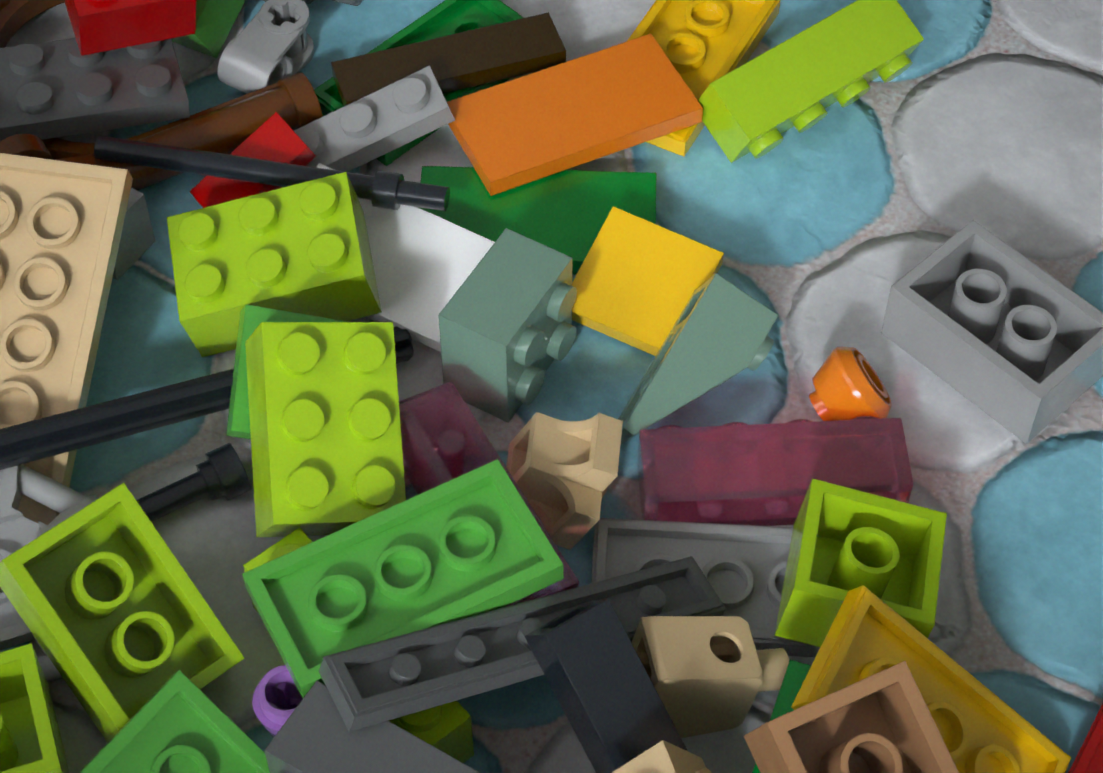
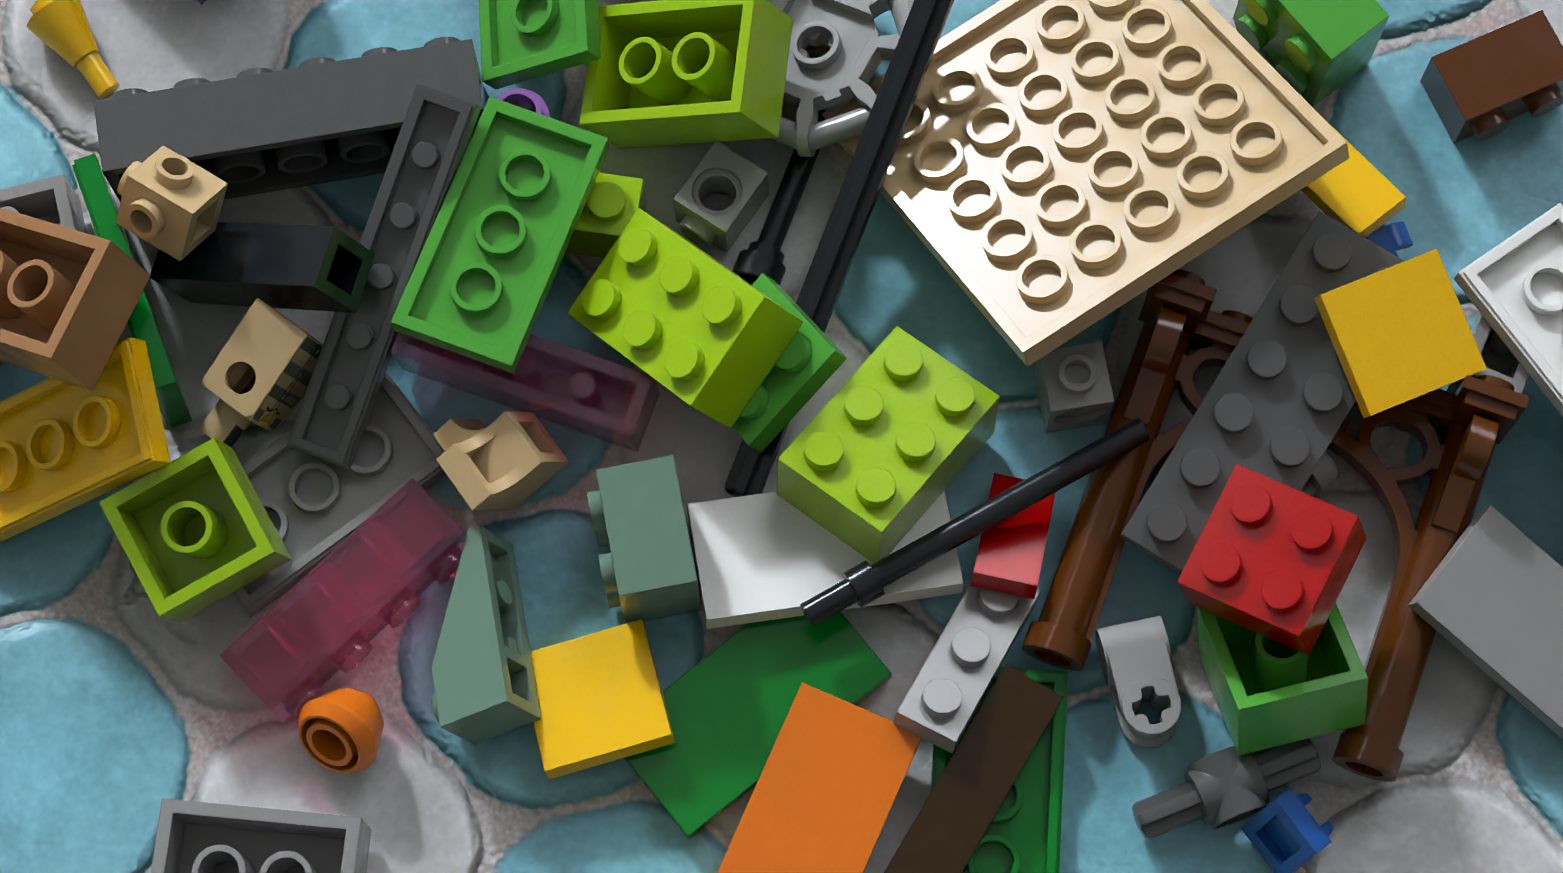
camera: 140 degrees right, 20 degrees up
(198, 516) = (724, 173): none -> light grey brick

